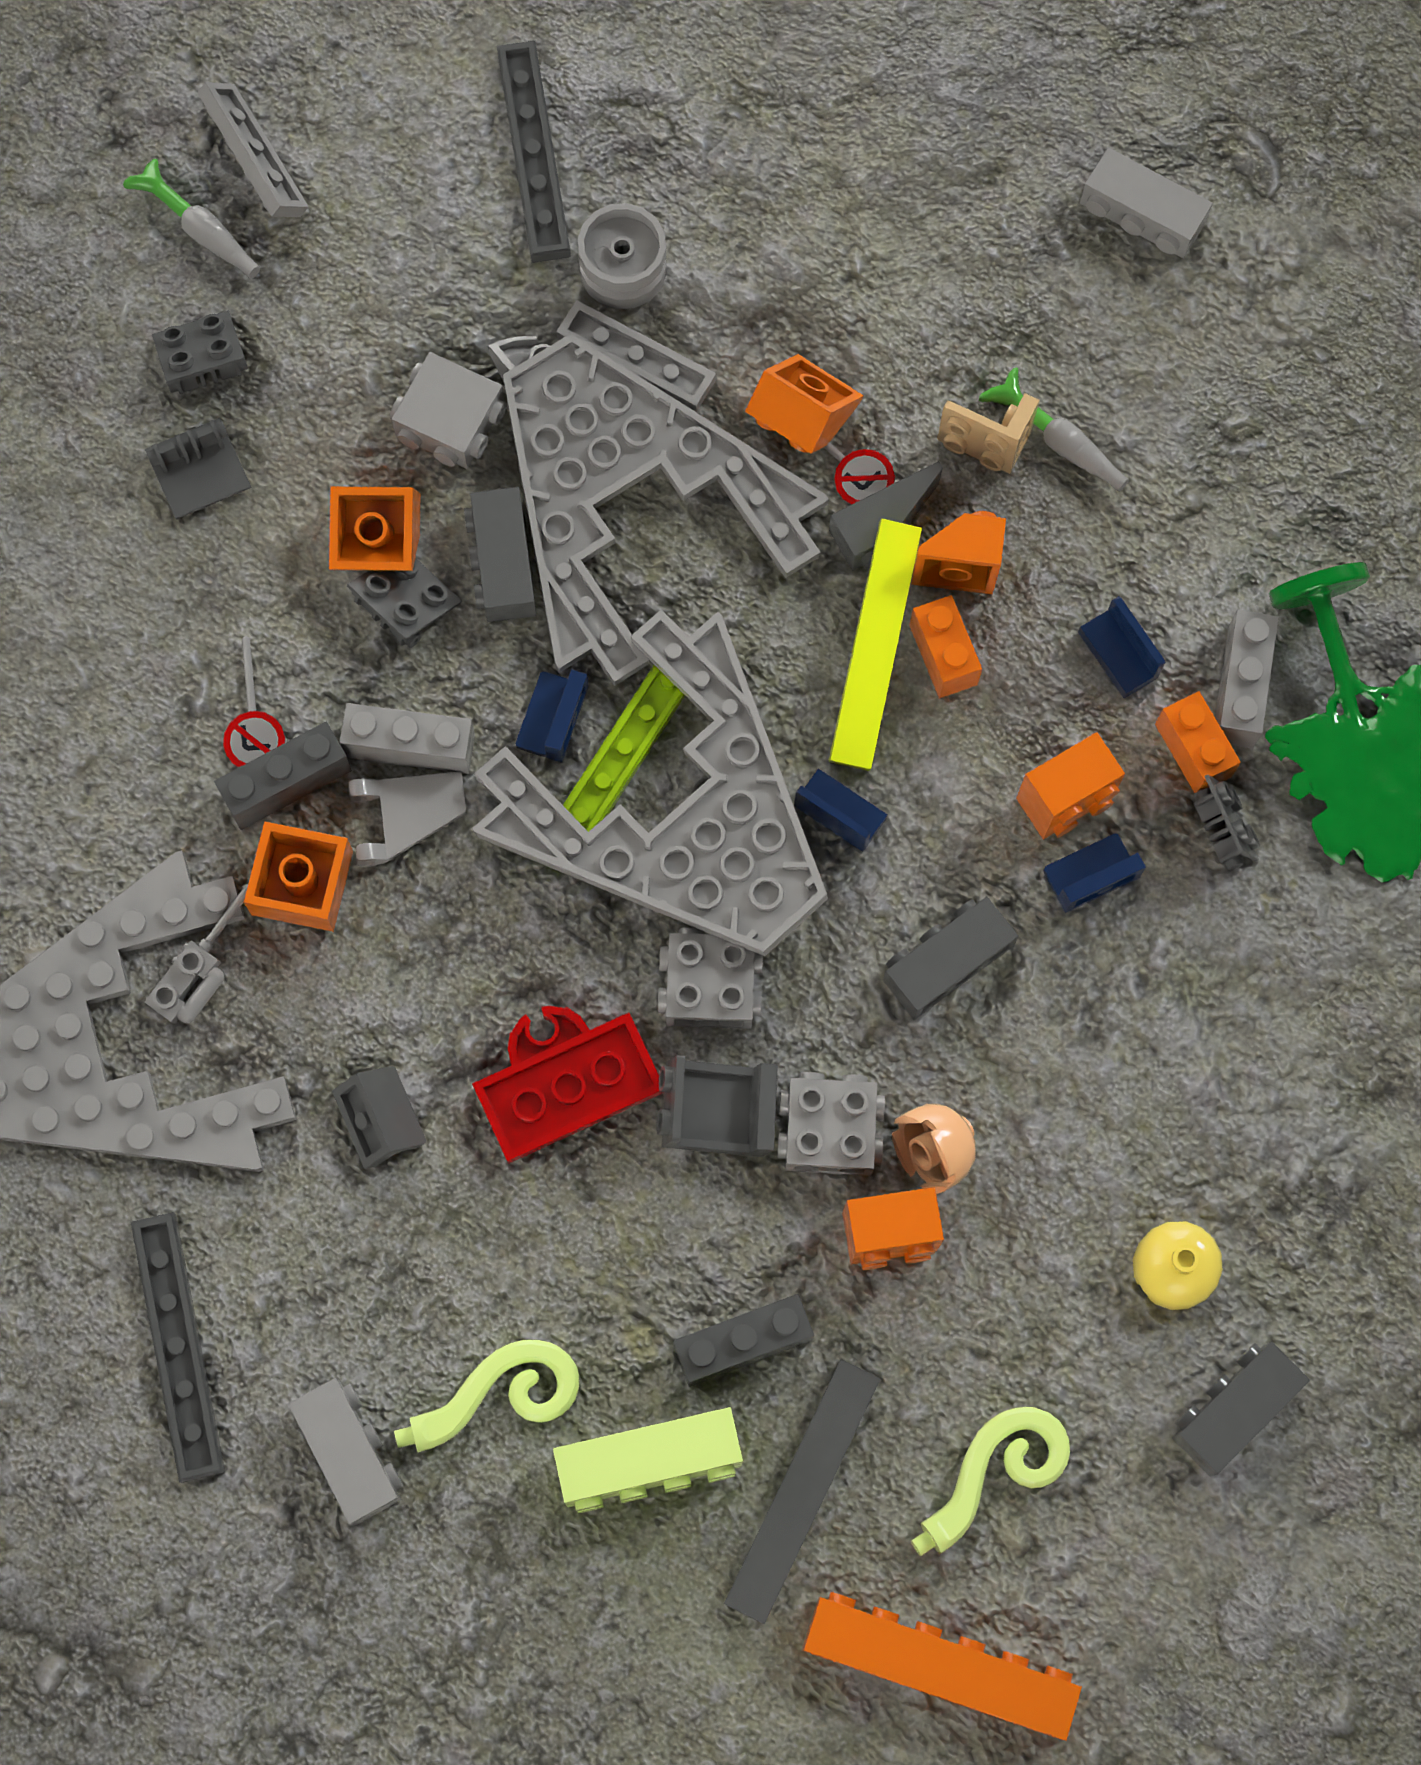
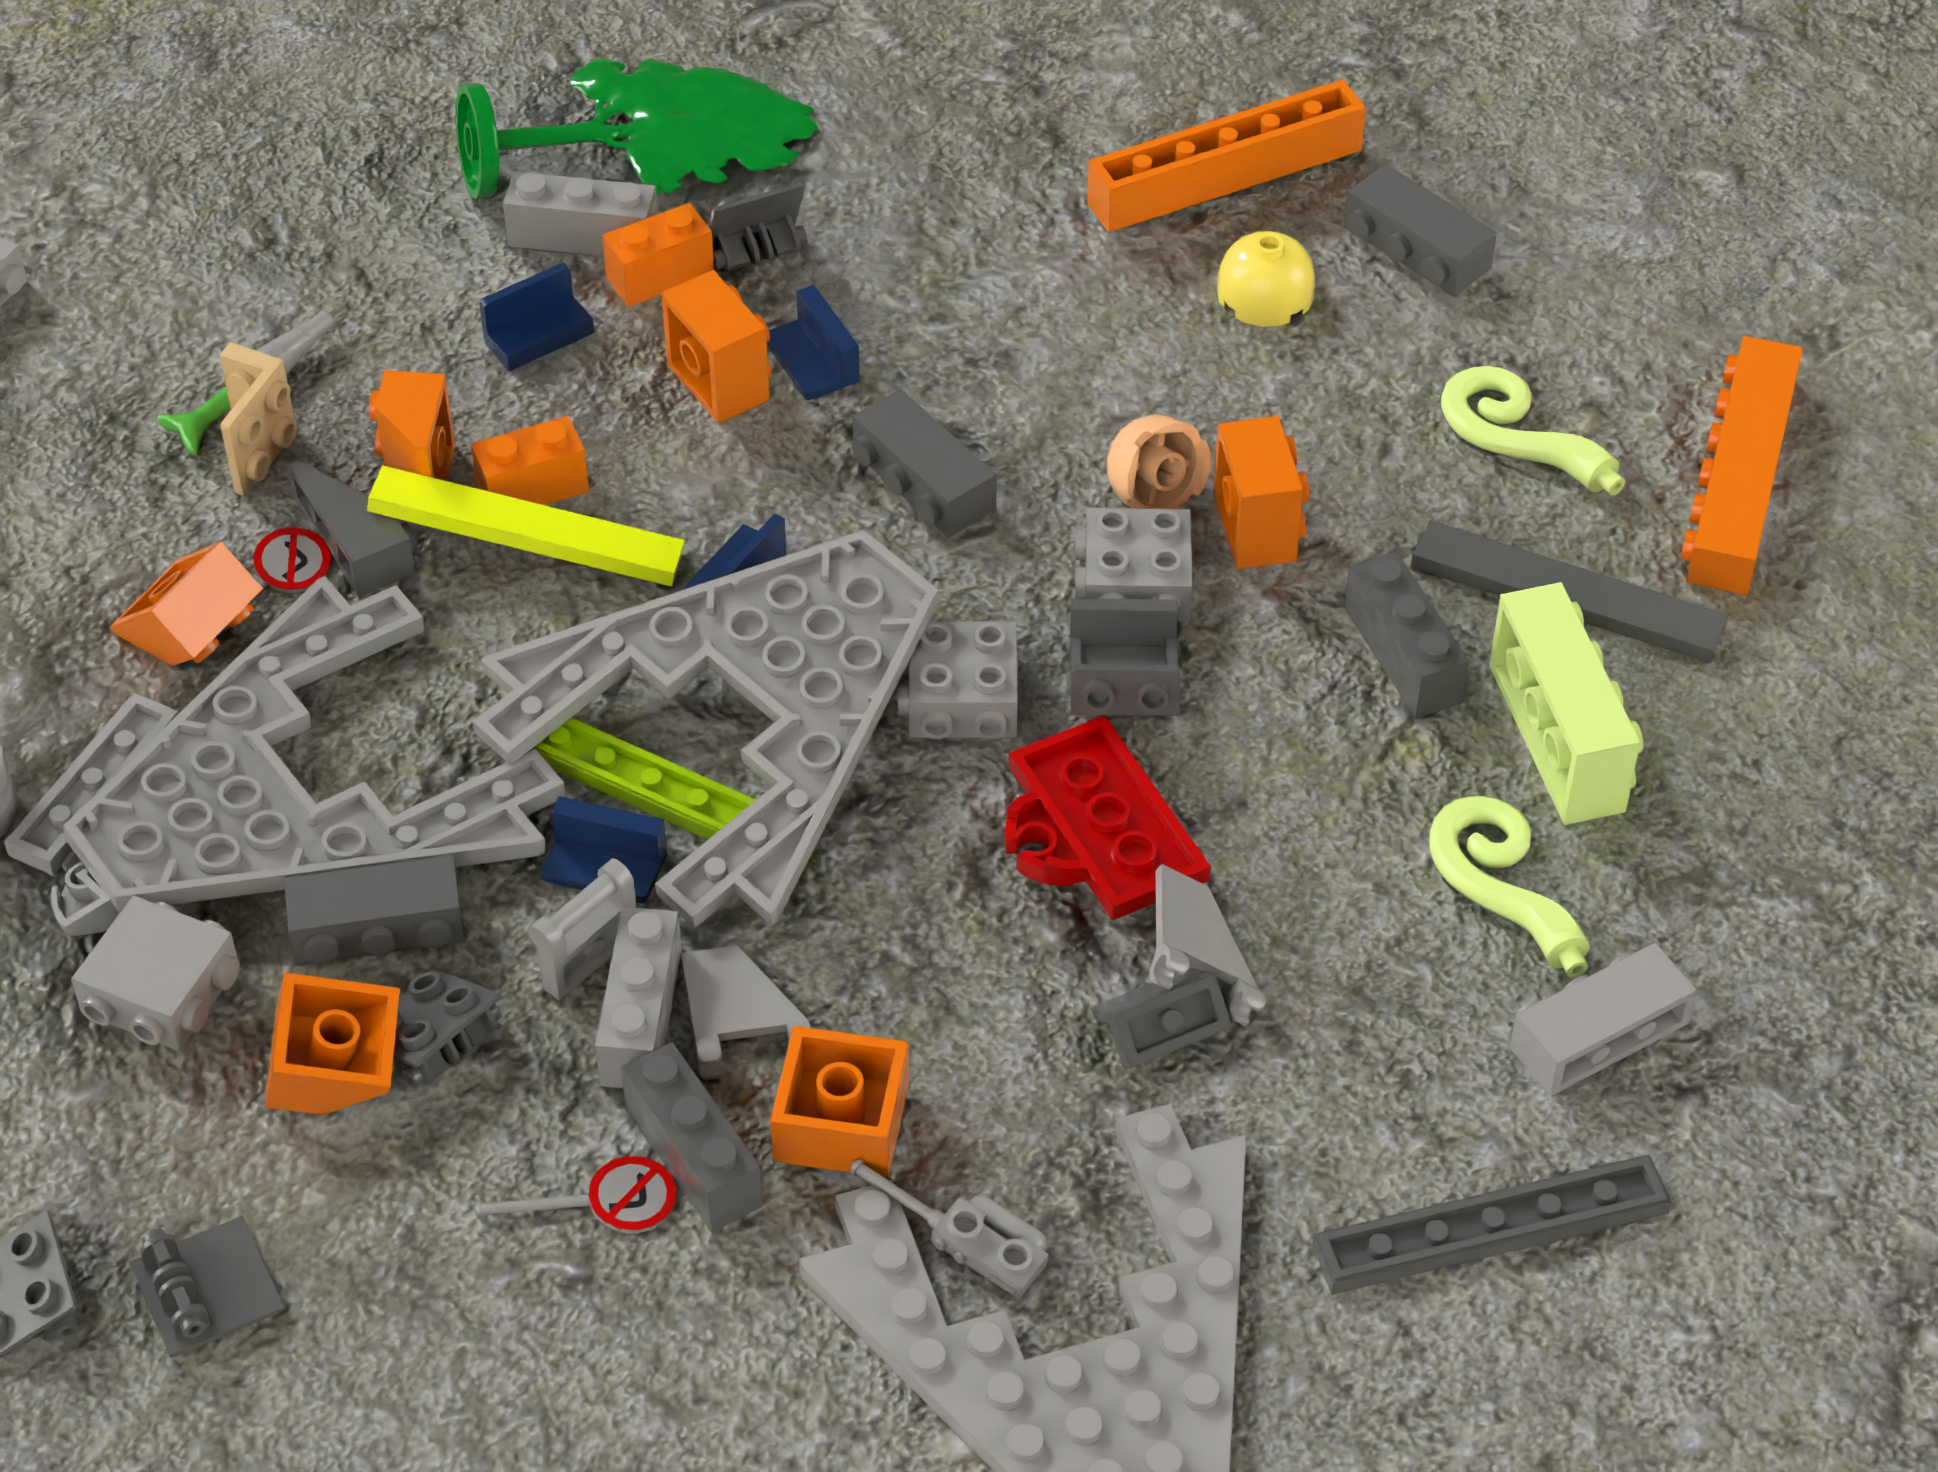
camera: 90 degrees left, 25 degrees down
(434, 1146) = (1196, 934): none -> light grey flag
(463, 696) = (583, 930): none -> light grey plate
(1327, 1237) = (1225, 155): none -> orange brick

